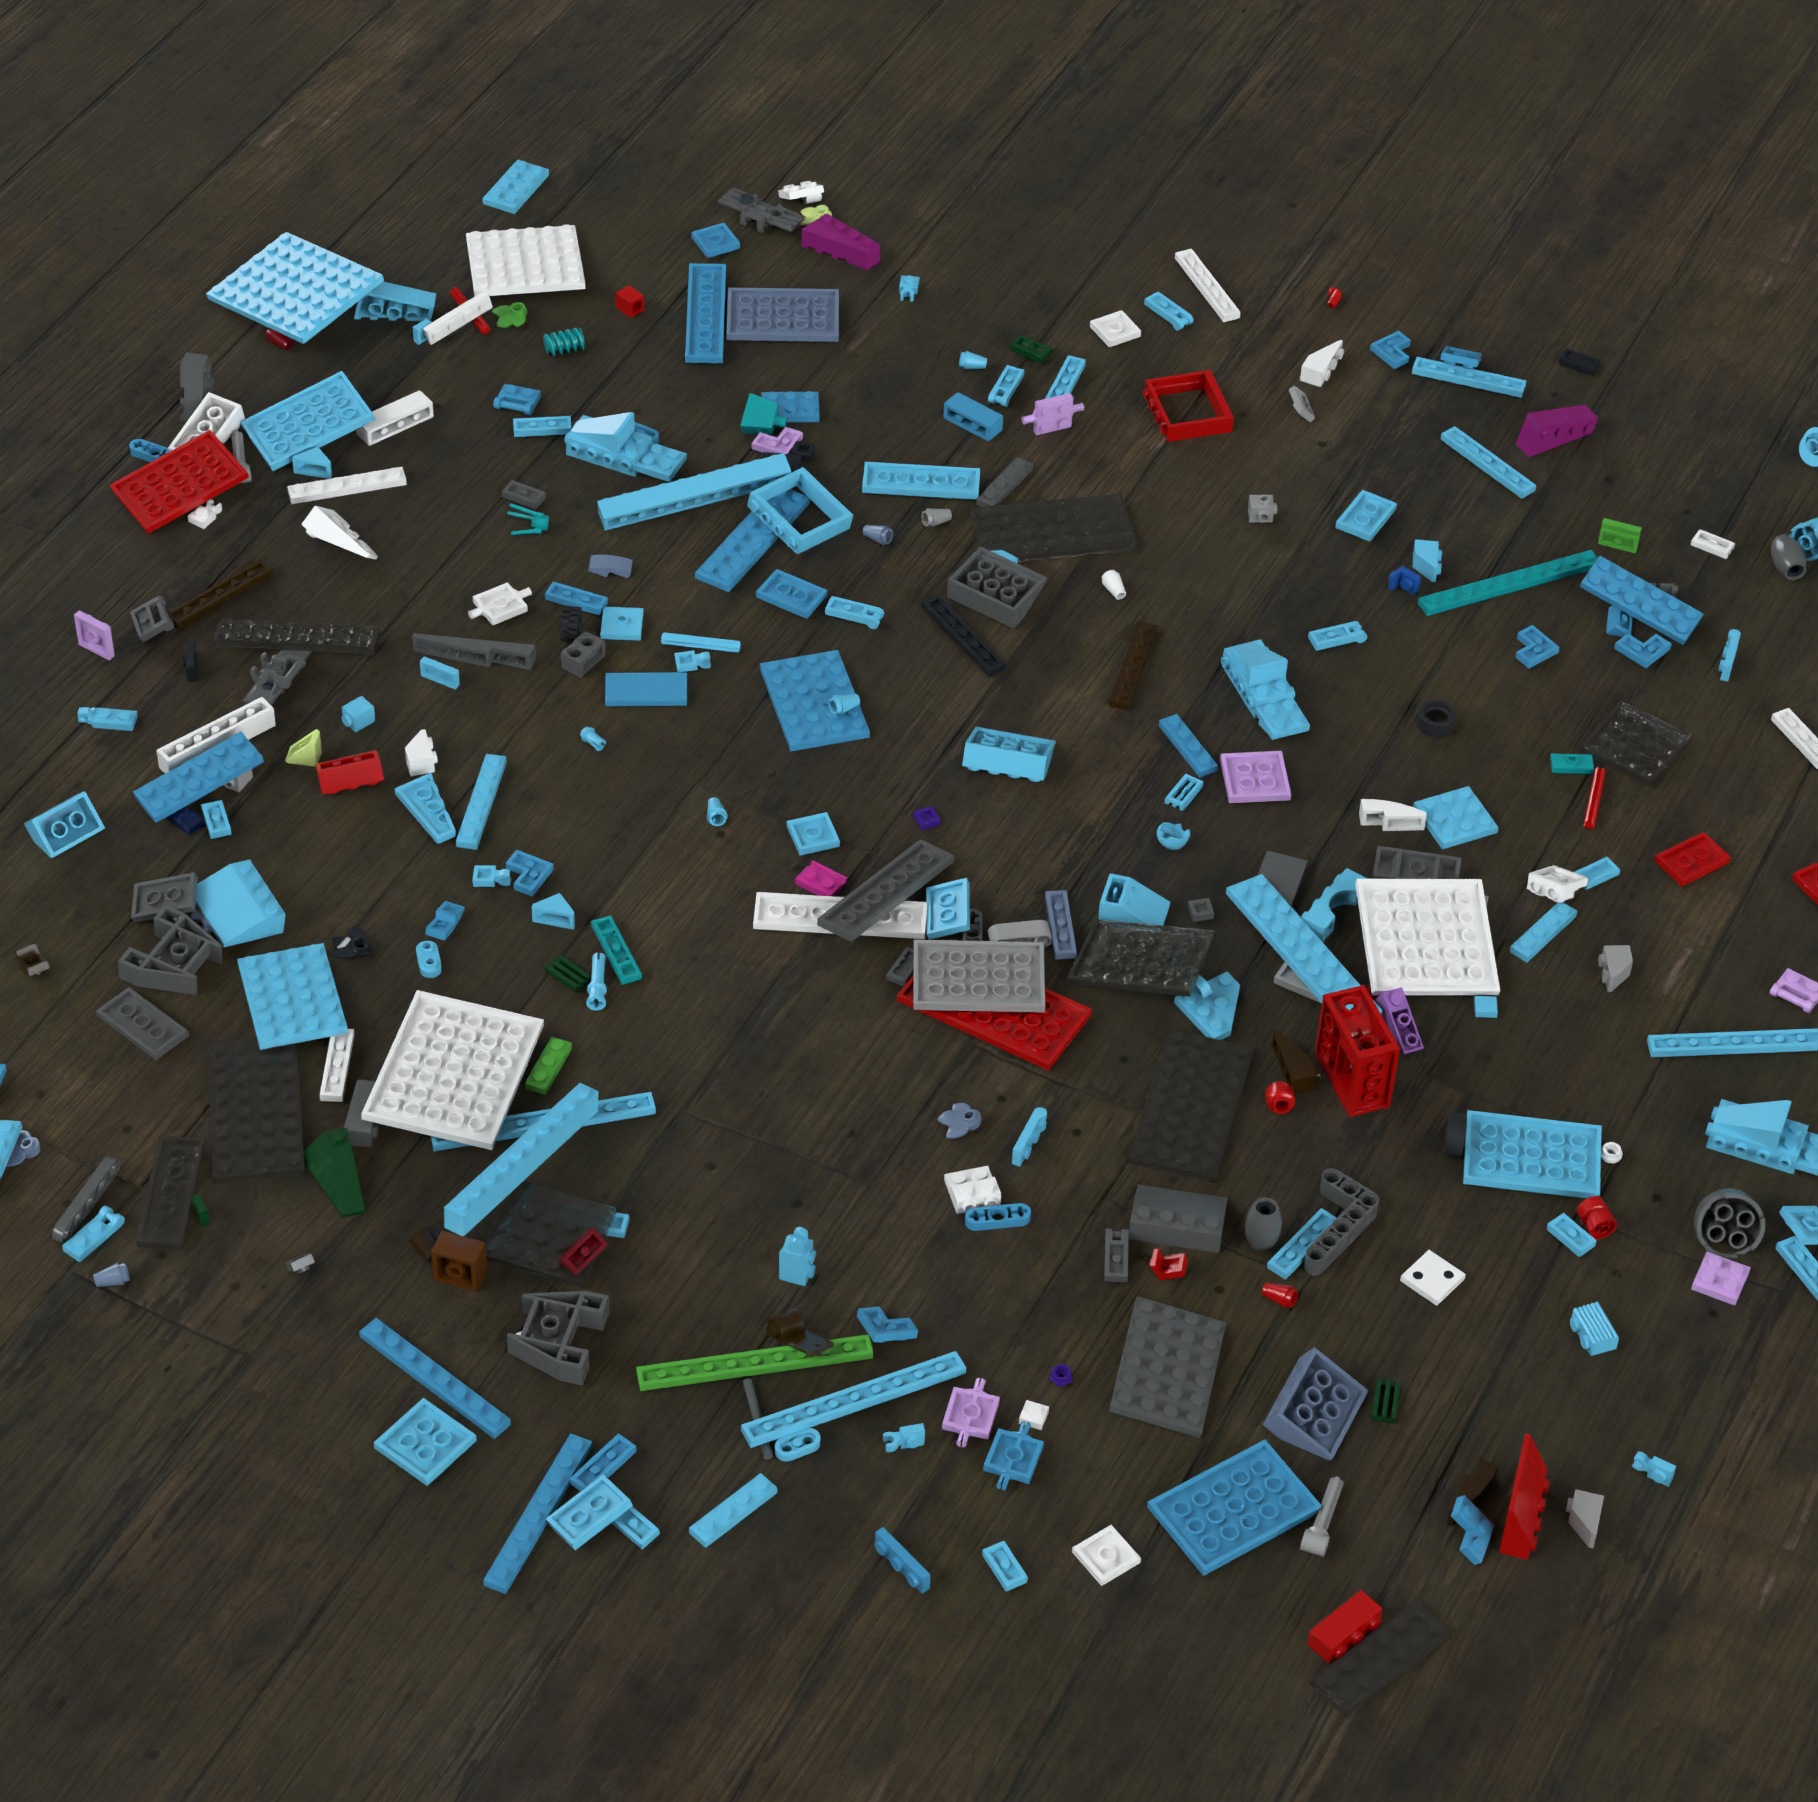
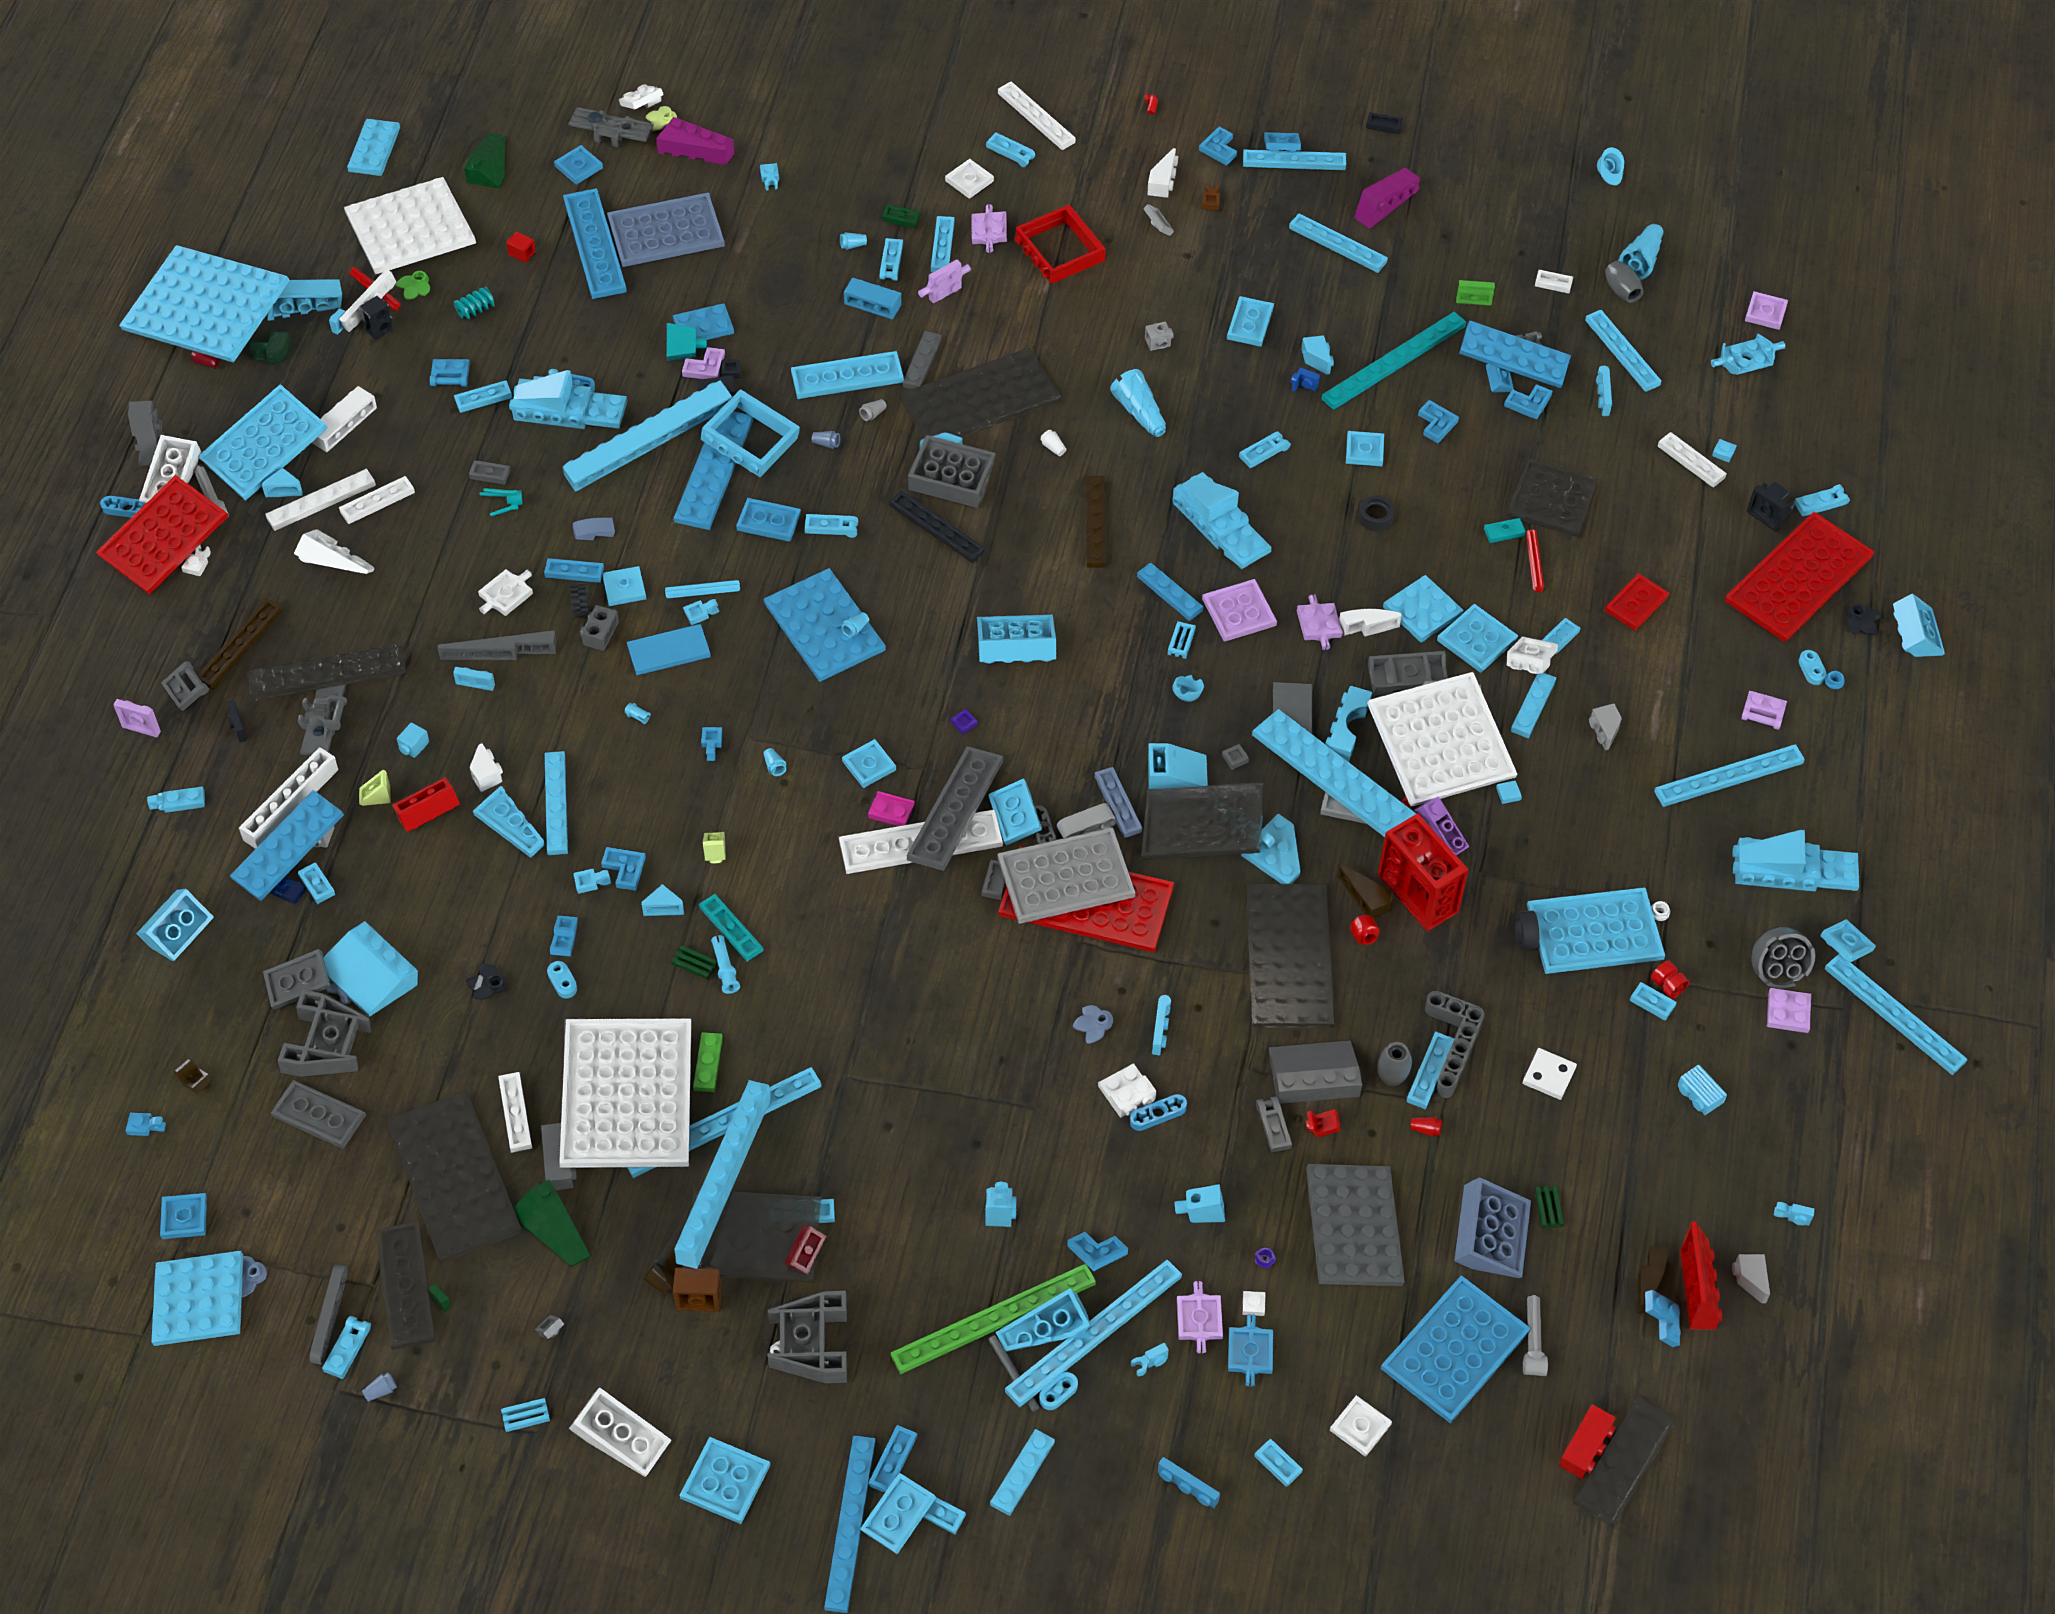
camera: 15 degrees left, 10 degrees up
(247, 1332) = (523, 1407): none -> medium azure tile
(292, 996) = (450, 1052): medium azure plate -> none
(334, 1371) = (620, 1432): none -> white slope
(349, 345) = (275, 350): none -> clear green brick
(402, 496) = (376, 500): none -> white plate
(435, 1378) = (711, 1411): dark azure plate -> none
(460, 333) = (376, 317): none -> black brick
(623, 221) = (487, 162): none -> dark green wedge
(624, 872) = (714, 847): none -> yellowish green slope
(658, 777) = (711, 739): none -> dark azure plate
(790, 1330) = (1014, 1278): dark brown door -> none
(813, 1376) = (1050, 1322): none -> medium azure wedge
(1012, 1309) = (1203, 1205): none -> medium azure torso
(1119, 377) = (989, 228): none -> lavender plate
(1217, 562) = (1139, 401): none -> medium azure cone
(1338, 806) = (1319, 621): none -> lavender plate
(1365, 396) = (1211, 198): none -> reddish brown plate
(1446, 656) = (1365, 448): none -> medium azure plate
(1503, 856) = (1477, 638): none -> medium azure plate
(1765, 622) = (1623, 350): none -> medium azure plate

